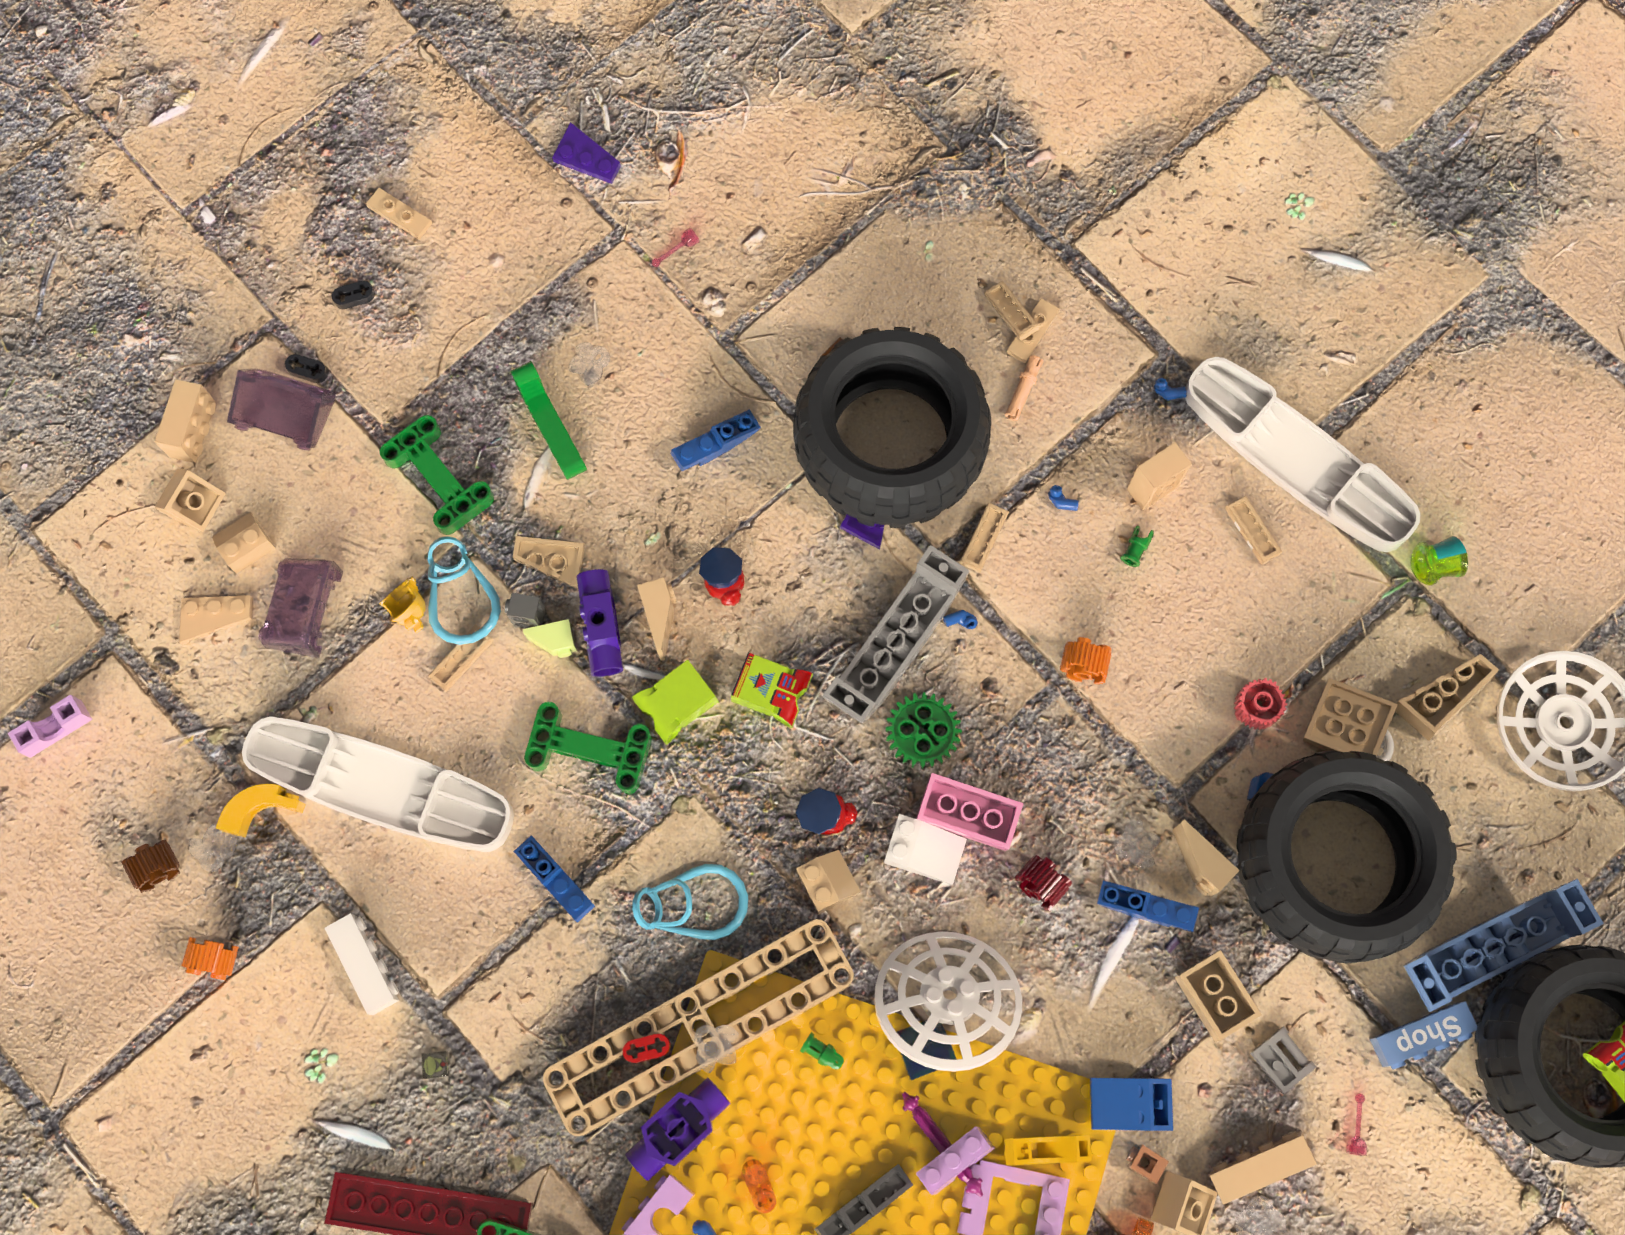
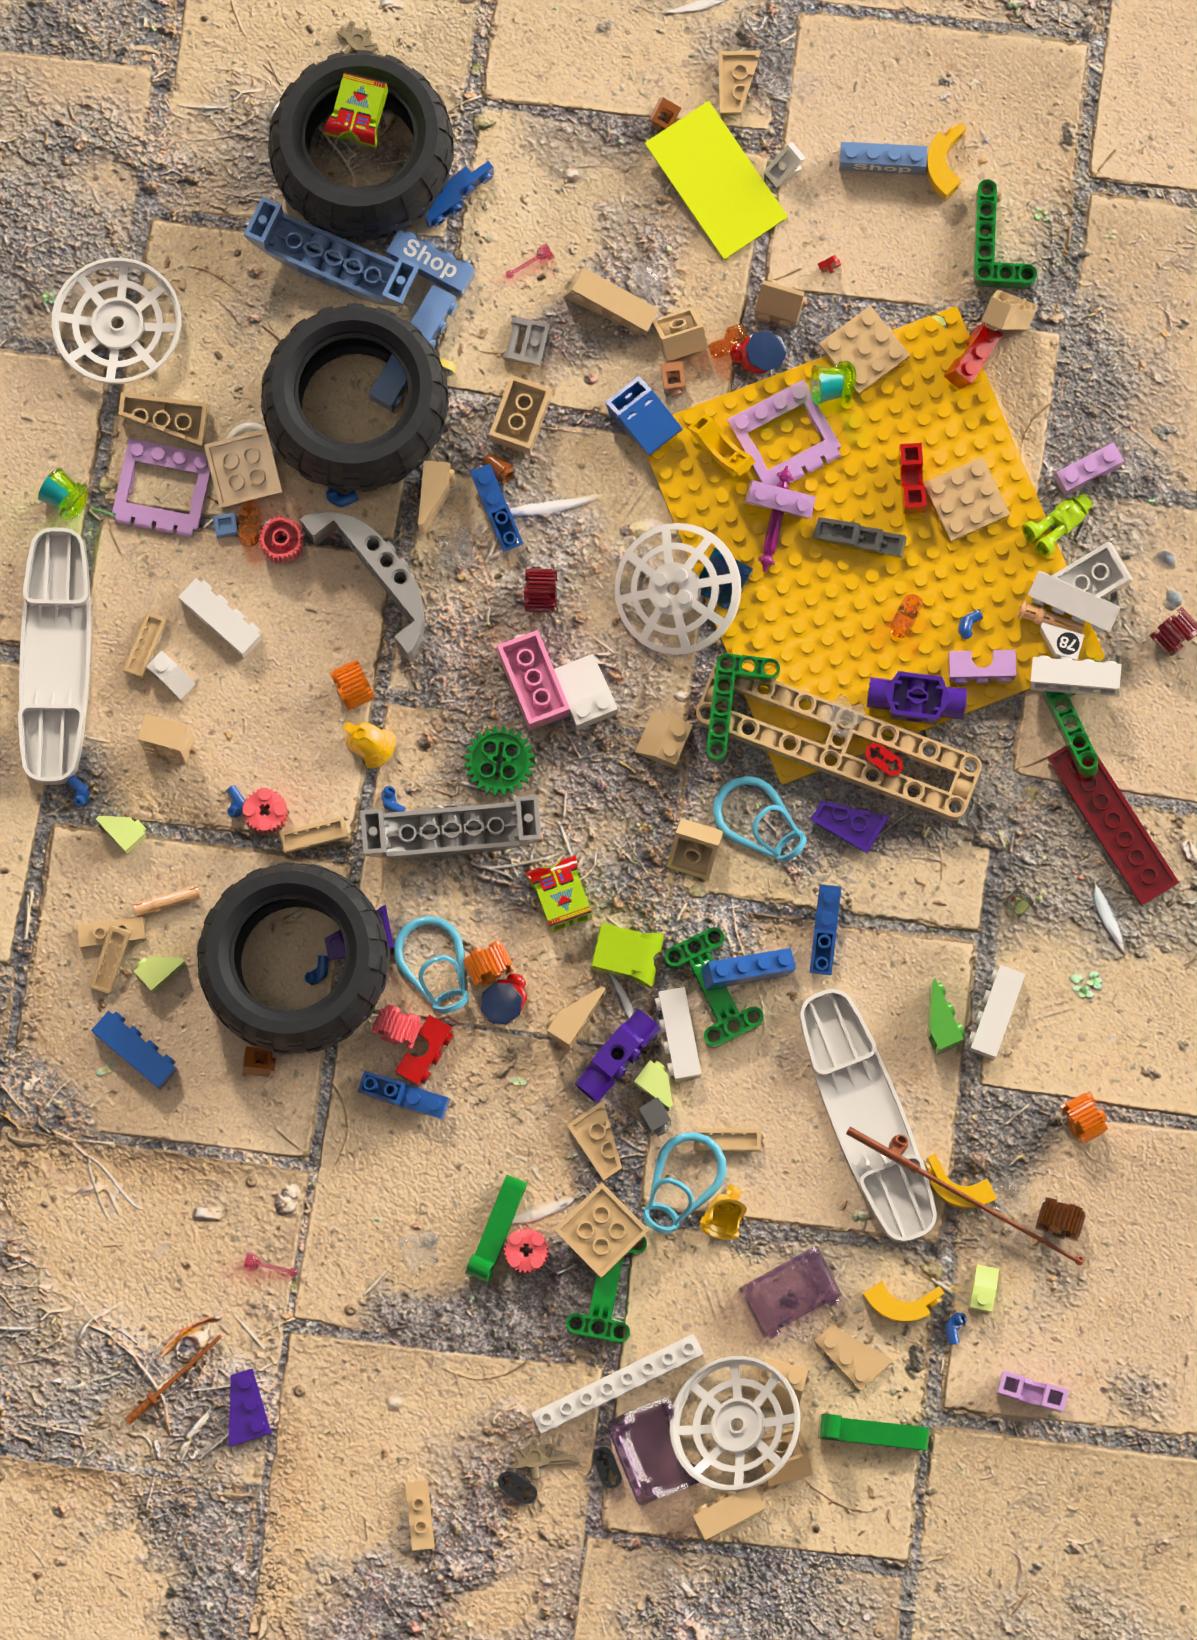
camera: 130 degrees left, 5 degrees up
(144, 577) = (873, 1433): none -> green beam
(160, 710) = (952, 1327): none -> blue arm
(162, 758) = (983, 1289): none -> yellowish green slope
(208, 679) = (893, 1309): none -> yellow arch
(238, 464) = (725, 1417): none -> white dish
(329, 787) = (898, 1147): none -> copper piece
(355, 422) = (617, 1384): none -> white brick
(361, 327) = (538, 1456): none -> dark tan piece
(383, 901) = (942, 1027): none -> bright green slope
(474, 496) = (601, 1230): none -> tan plate
(506, 428) = (516, 1259): none -> coral brick
(575, 784) = (748, 968): none -> blue brick
(576, 689) = (679, 1034): none -> white brick
(623, 977) = (851, 825): none -> dark purple wing
(652, 98) = (151, 1399): none -> dark orange sword
(715, 829) = (694, 849): none -> tan slope
(742, 502) = (417, 1068): none -> red arch
(760, 582) = (488, 964): none -> orange brick
(772, 474) = (397, 1026): none -> coral brick
(789, 519) = (459, 966): none -> medium azure animal
(814, 957) = (725, 697): none -> green beam
(823, 1053) = (784, 645): green piece -> none
(825, 812) = (618, 779): dark blue piece -> none
(869, 453) = (318, 973): none -> blue arm
(925, 276) = (134, 1050): none -> blue brick
(973, 336) = (158, 970): none -> yellowish green slope
(1025, 640) = (370, 742): none -> yellow helmet
(1037, 501) = (256, 803): none -> coral brick
(1107, 396) = (123, 831): none -> yellowish green slope
(1126, 764) = (361, 539): none -> light grey slope
(1136, 548) = (230, 718): green piece -> none
(1181, 939) = (502, 469): none -> dark orange cone
(1212, 529) = (170, 675): none -> white slope
(1230, 604) = (220, 618): none -> white brick
(1296, 691) = (249, 534): none -> clear orange piece
(1309, 673) = (225, 525): none -> medium blue tile
(1313, 967) = (449, 367): none -> light yellow tile
(1364, 979) = (430, 321): none -> medium blue brick
(1404, 674) = (167, 457): none -> lavender hinge
(1481, 1122) = (450, 199): none -> blue slope

